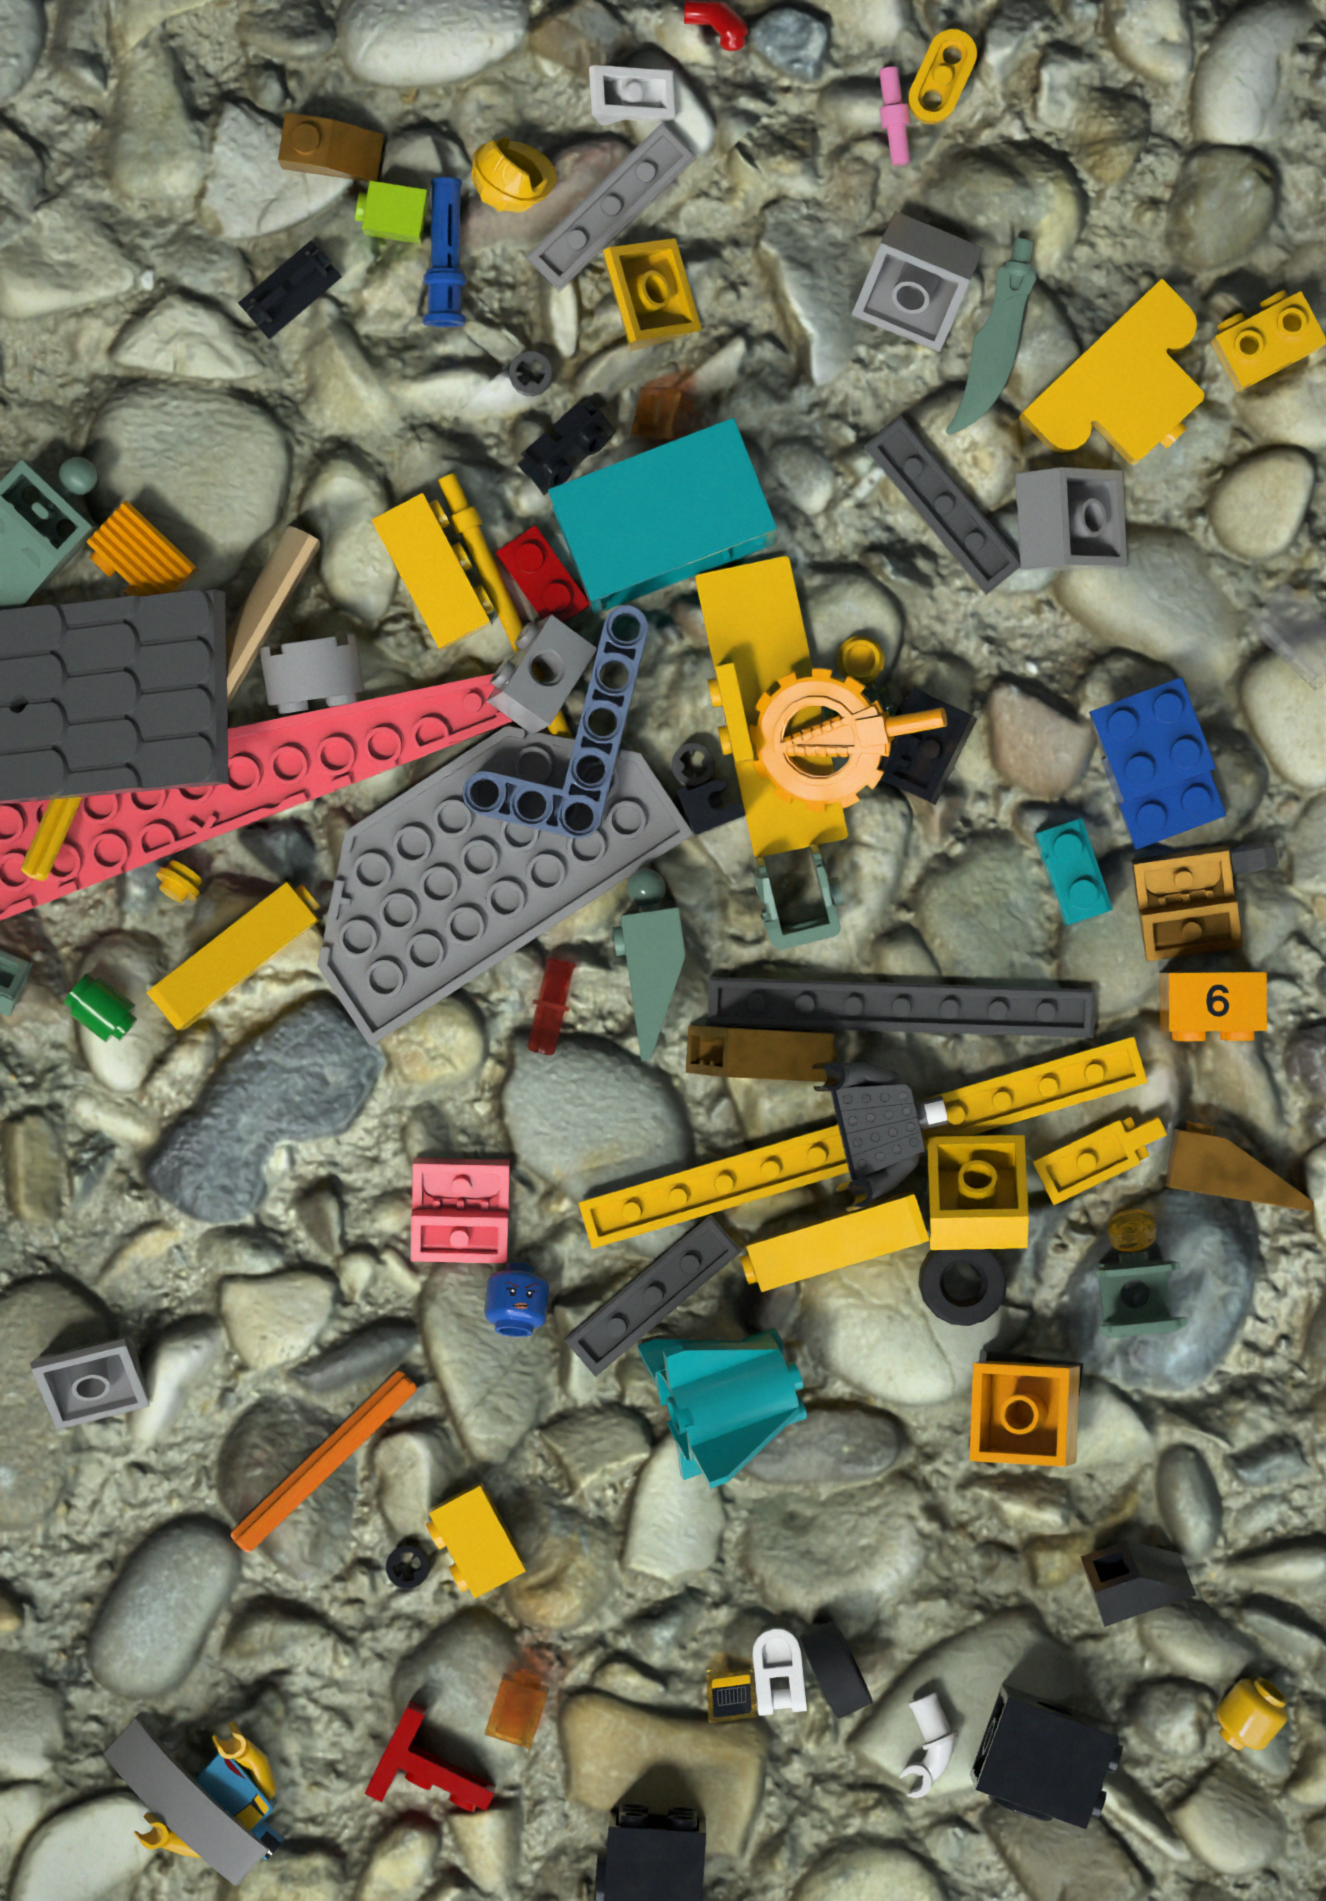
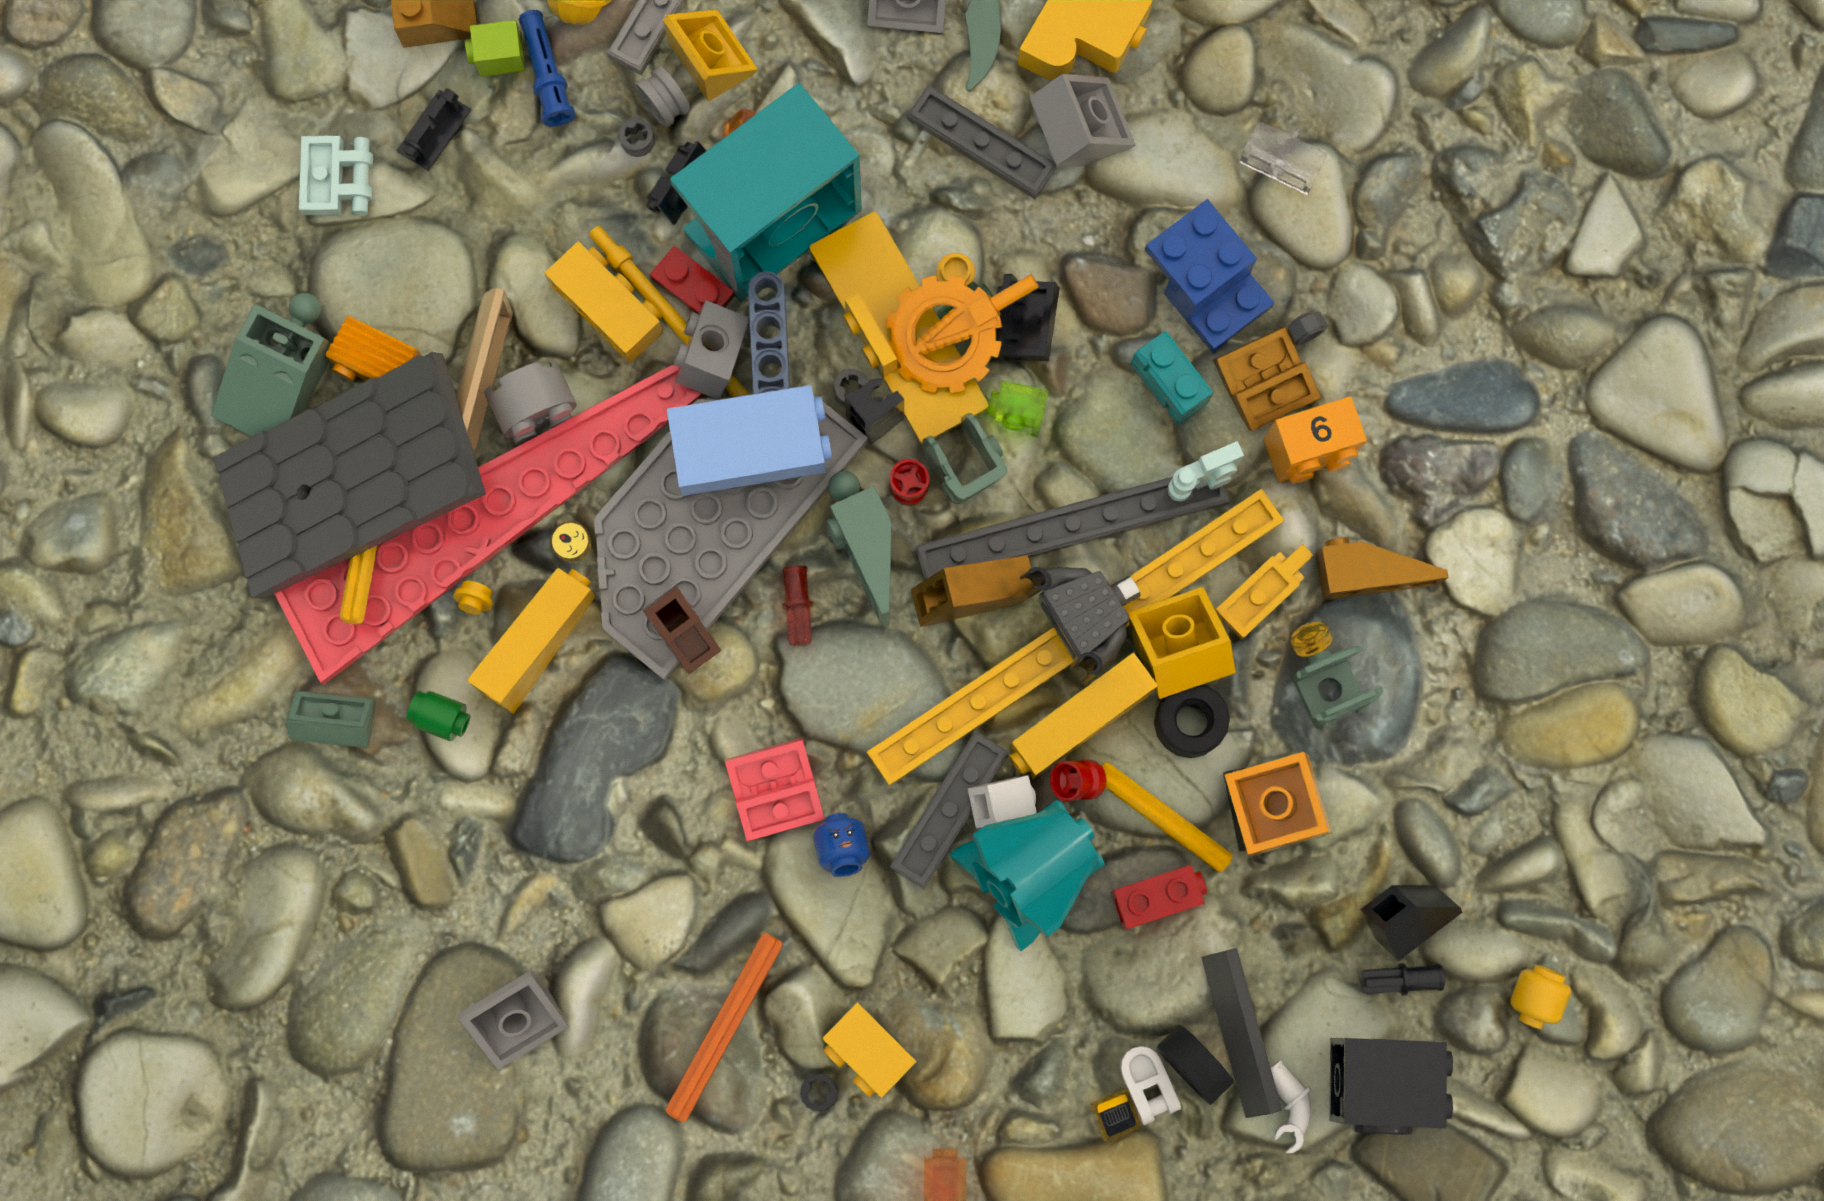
camera: 25 degrees left, 10 degrees down
(142, 307) = (322, 175): none -> light aqua plate
(310, 848) = (570, 541): none -> light yellow tile
(407, 1002) = (681, 629): none -> reddish brown brick
(549, 810) = (748, 440): none -> light blue brick
(575, 338) = (662, 97): none -> light grey wheel
(715, 1309) = (1002, 800): none -> white brick
(730, 900) = (909, 474): none -> red wheel
(808, 1311) = (1078, 780): none -> red wheel
(858, 1470) = (1159, 897): none -> red brick
(881, 850) = (1018, 407): none -> clear neon green brick
(894, 1379) = (1166, 819): none -> yellow axle
(901, 1649) = (1241, 1033): none -> dark grey tile
(1082, 1005) = (1210, 470): none -> light aqua plate
(1104, 1646) = (1402, 979): none -> black axle

